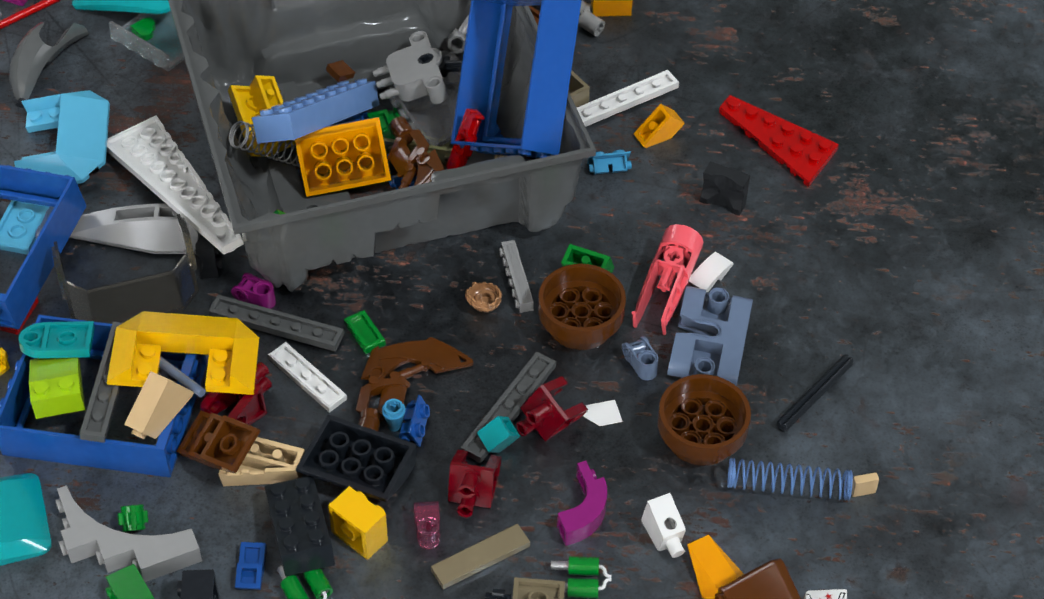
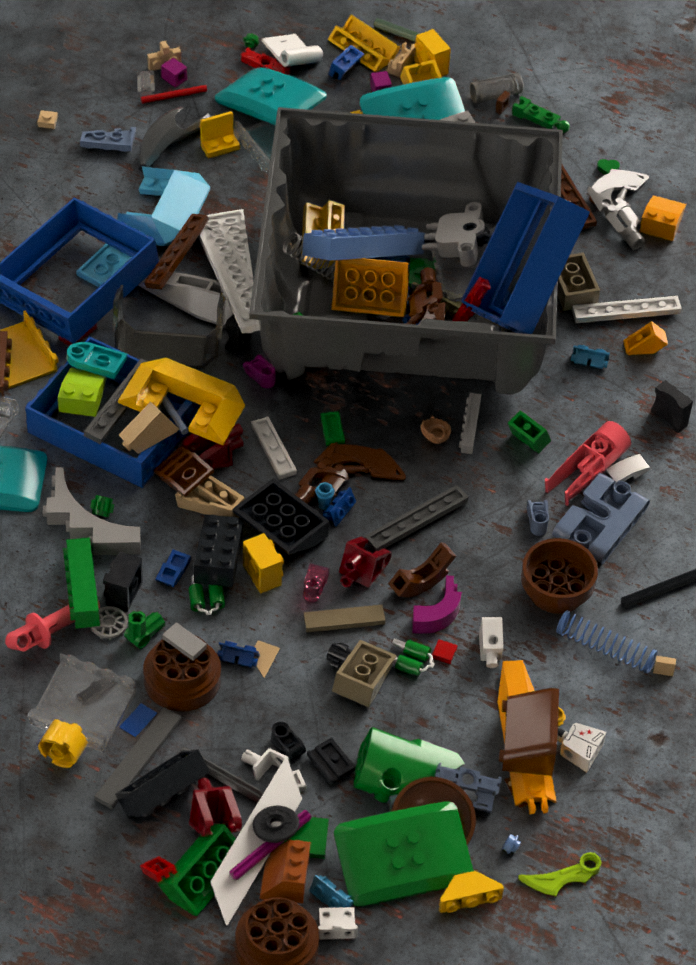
camera: 20 degrees right, 0 degrees up
(93, 42) = (218, 135): none -> yellow bracket
(101, 185) = (176, 251): none -> reddish brown plate
(144, 28) = (262, 134): green tile -> none
(278, 323) = (268, 400): dark grey plate -> none
(340, 71) = (401, 216): reddish brown tile -> none
(498, 434) = (397, 535): teal panel -> none
(544, 412) = (436, 529): dark red piece -> none
(550, 473) = (424, 577): none -> reddish brown arch
(581, 305) = (506, 460): reddish brown wheel -> none
(603, 413) = (486, 547): white sticker -> none
(614, 555) = (444, 651): none -> red tile

